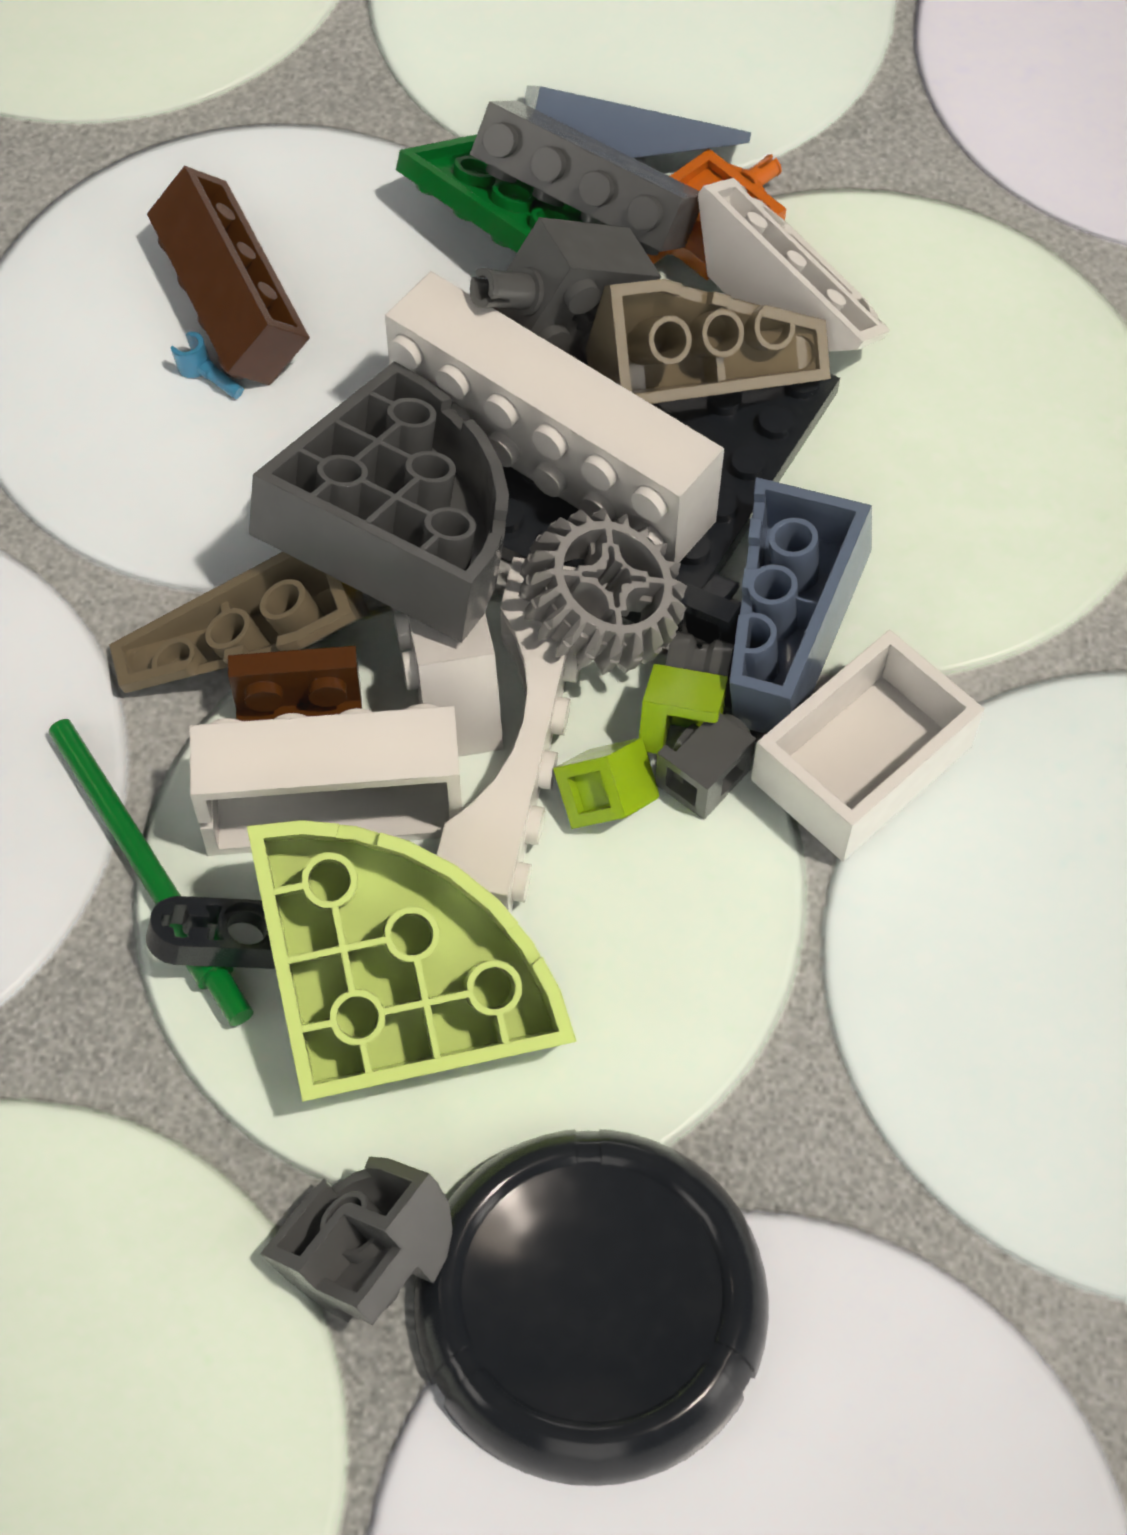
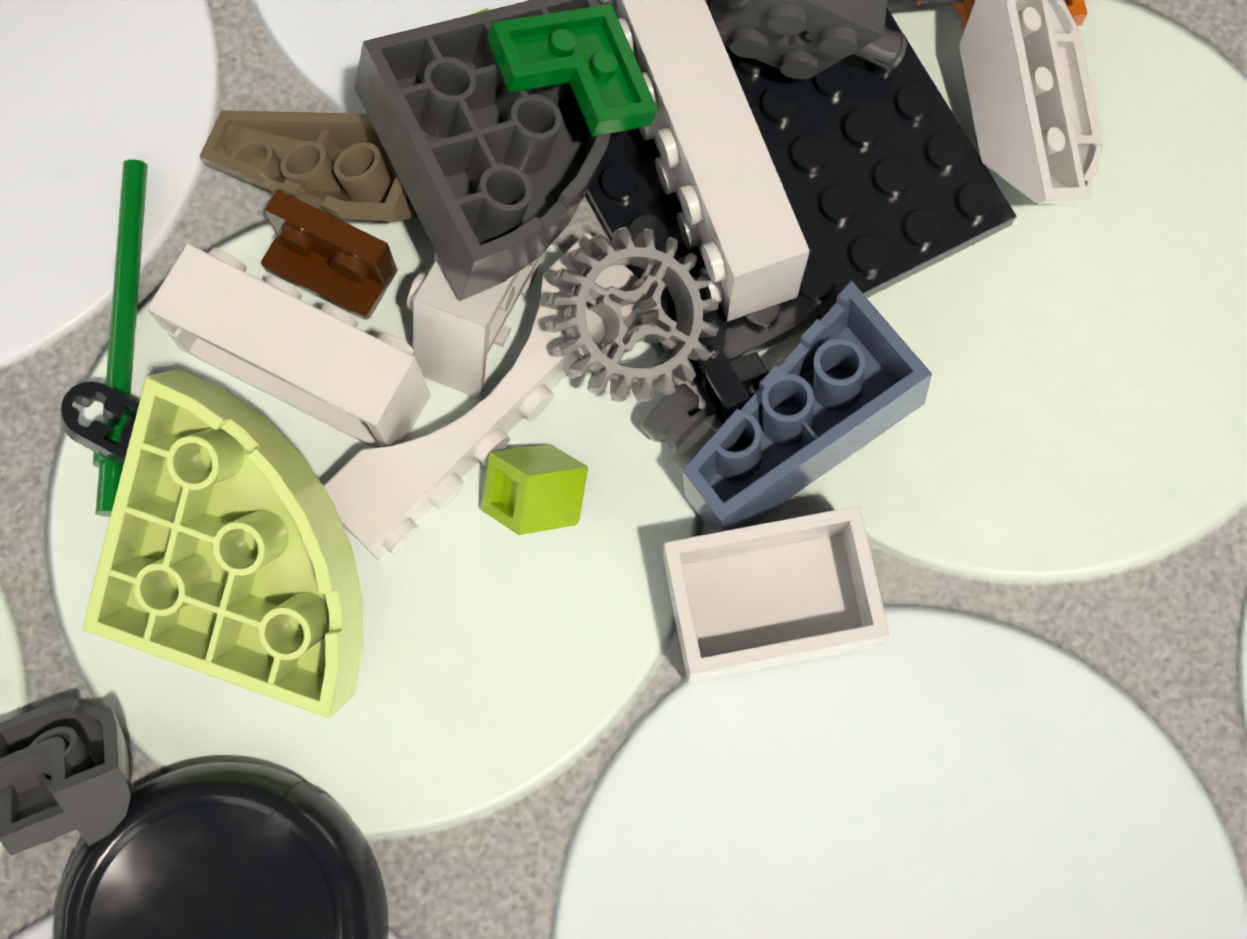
camera: 35 degrees right, 15 degrees up
(441, 399) = (580, 49): none -> green plate
(679, 699) = (641, 454): lime panel -> none
(699, 343) = (873, 115): dark tan wedge -> none
(706, 763) = (632, 521): dark grey brick -> none

